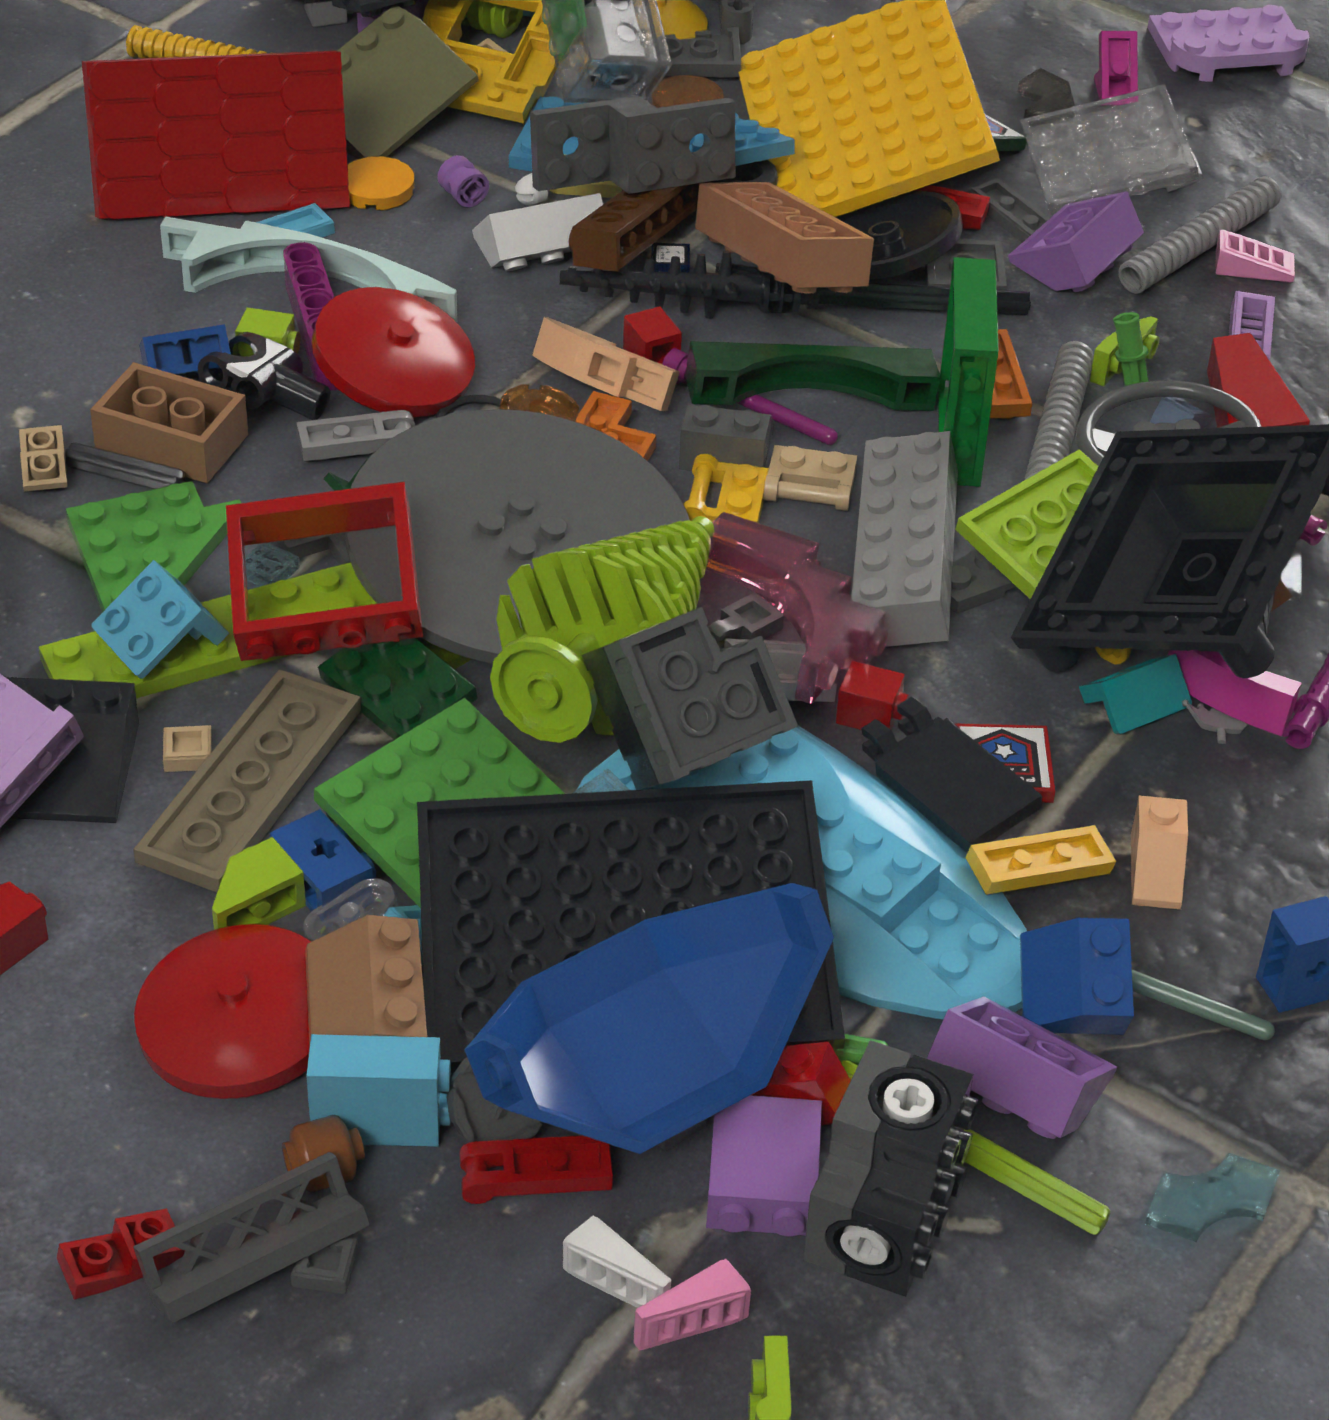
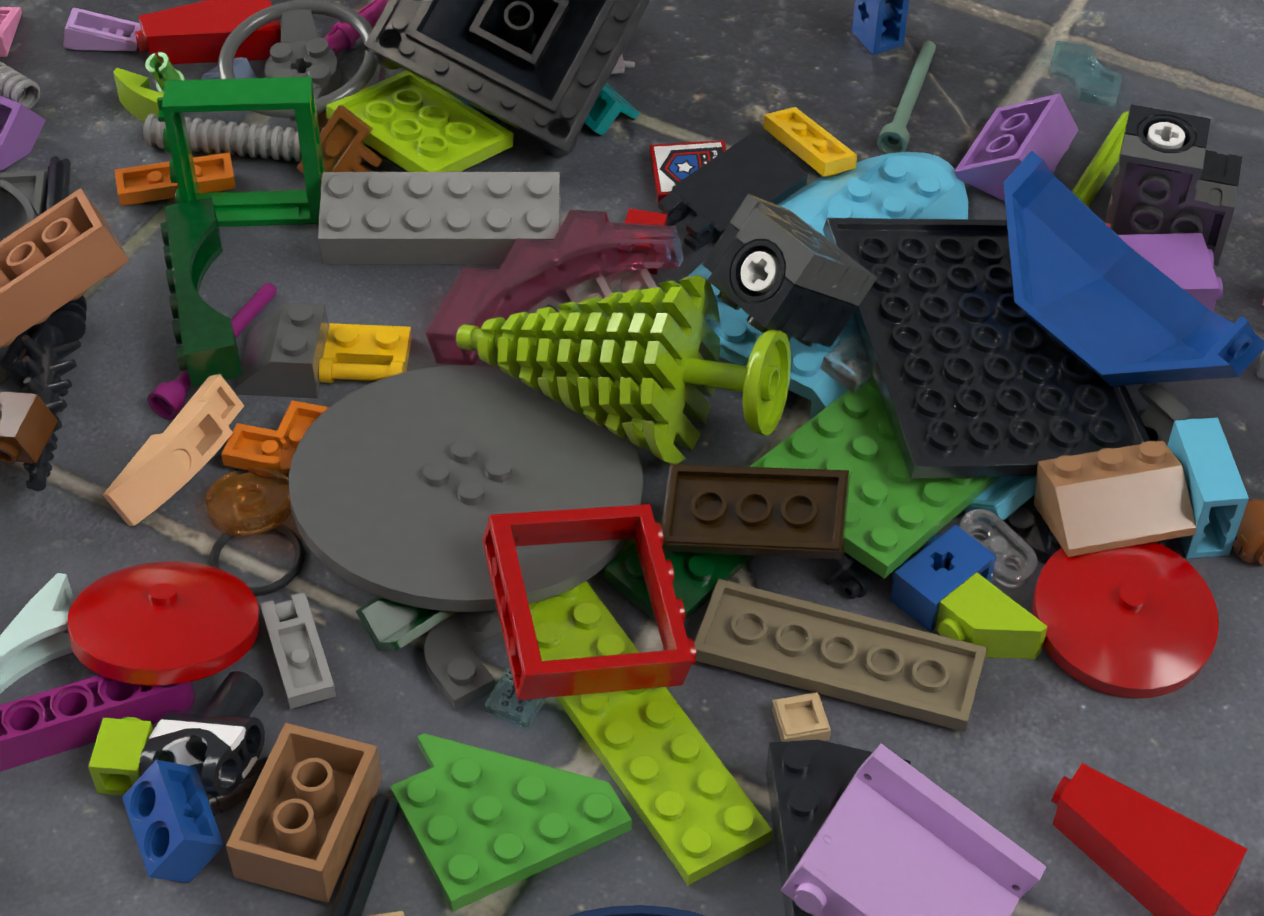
camera: 95 degrees left, 5 degrees up
(153, 618) = (666, 747): medium azure bracket -> none
(405, 698) = (756, 511): none -> dark brown tile
(534, 1167) = (1213, 399): red plate -> none
(651, 334) = (125, 418): red brick -> none
(810, 476) = (327, 287): tan plate -> none
(1015, 463) = (343, 144): none -> dark orange hinge
(1078, 976) = (933, 113): blue slope -> none
(1159, 852) = (779, 84): light nougat slope -> none

